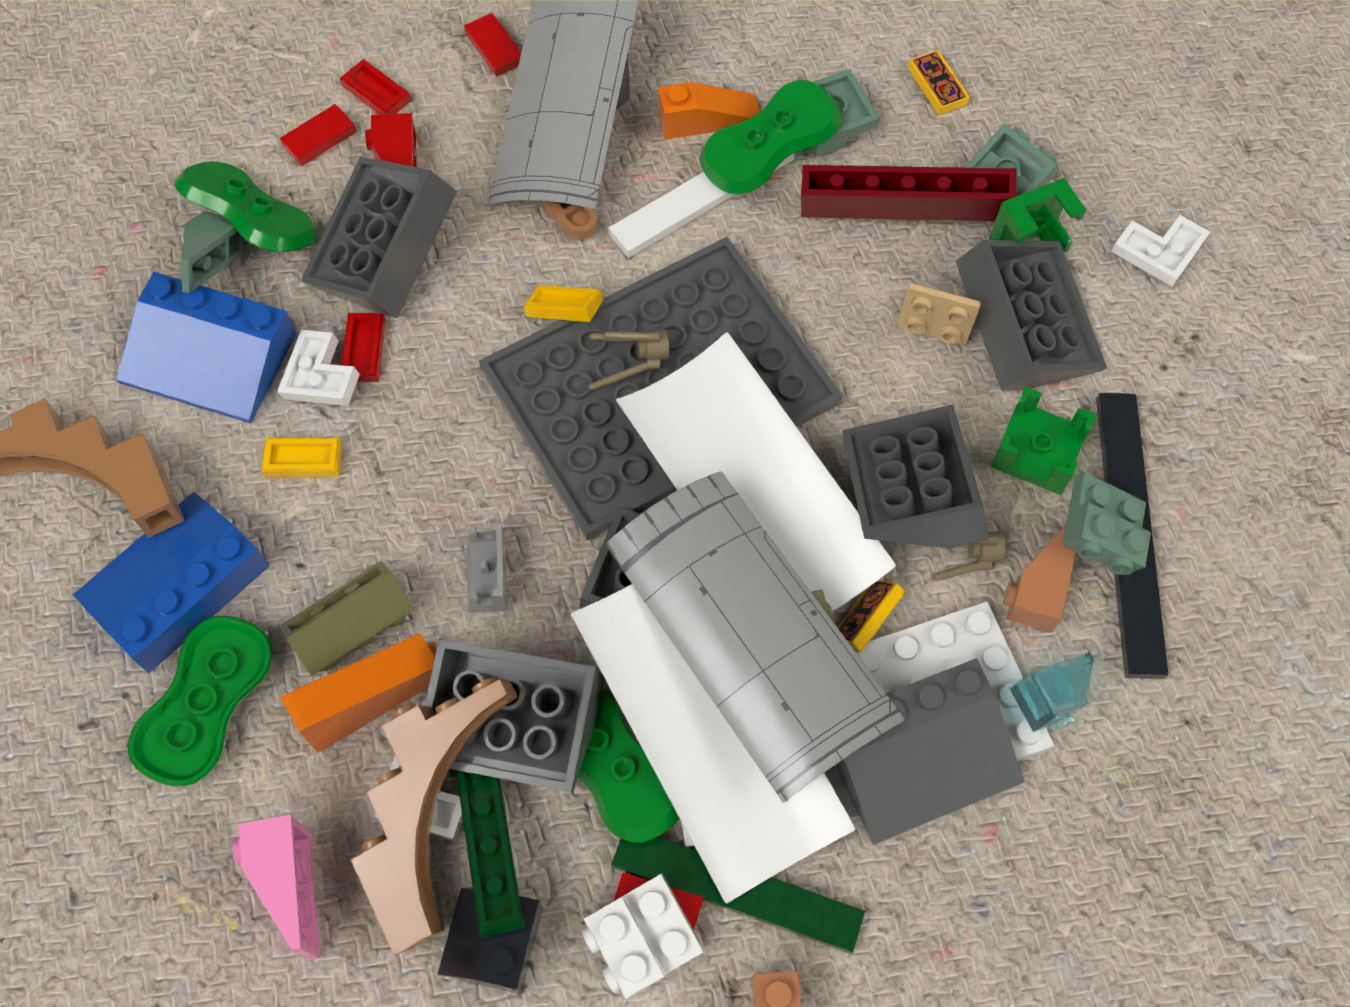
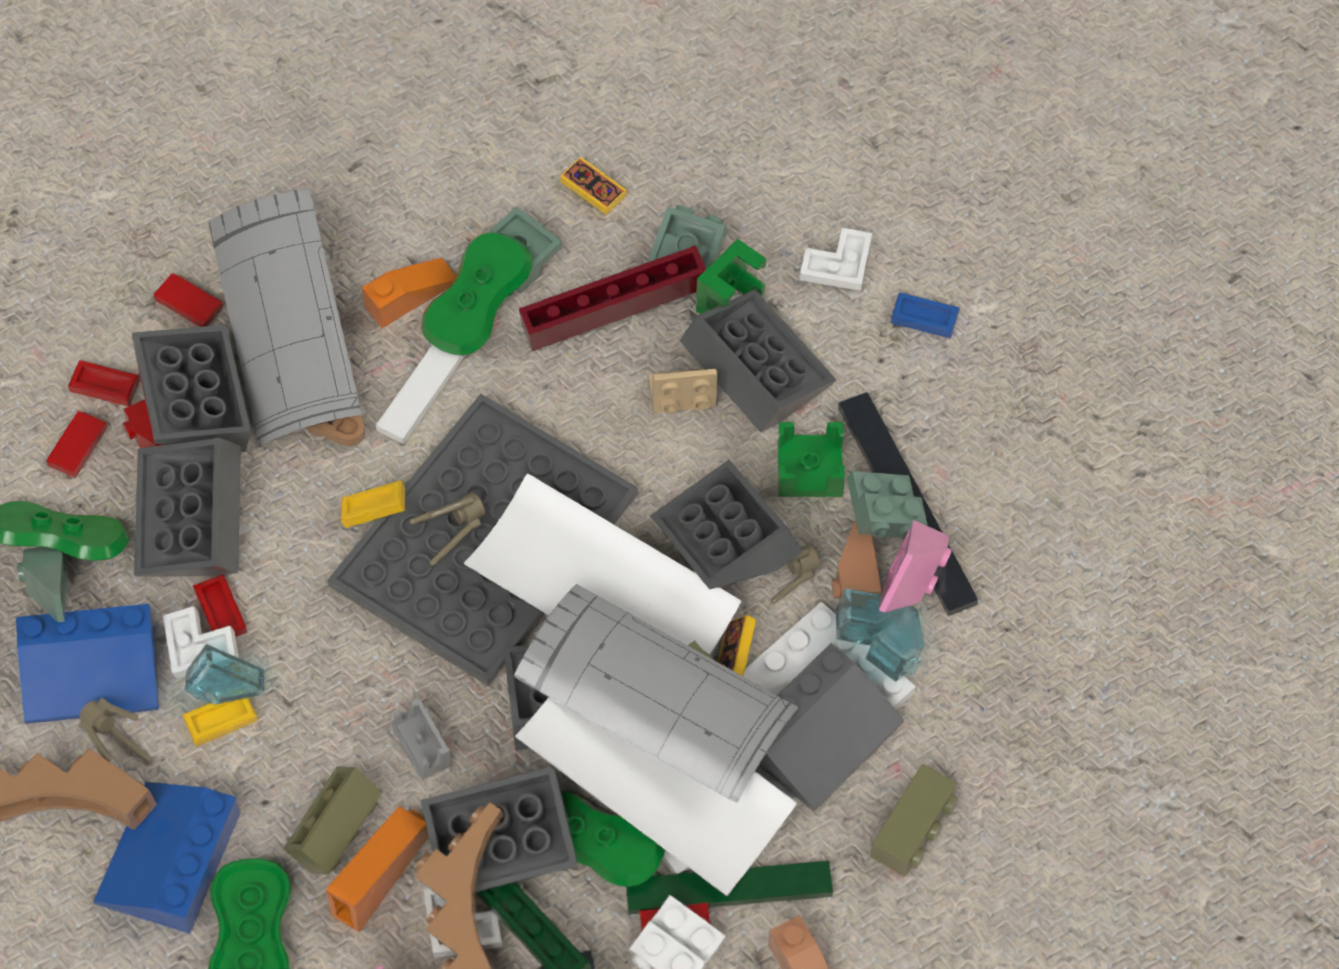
camera: 25 degrees left, 5 degrees down
(181, 408) = (98, 718): none -> dark tan plant
(321, 417) = (223, 677): none -> clear light blue slope
(441, 116) = (191, 385): none -> dark grey slope
(987, 909) = (914, 820): none -> olive brick
(1030, 641) = (860, 618): none -> clear light blue slope
(1110, 609) = (914, 567): none -> bright pink slope
(1232, 338) = (924, 315): none -> blue tile

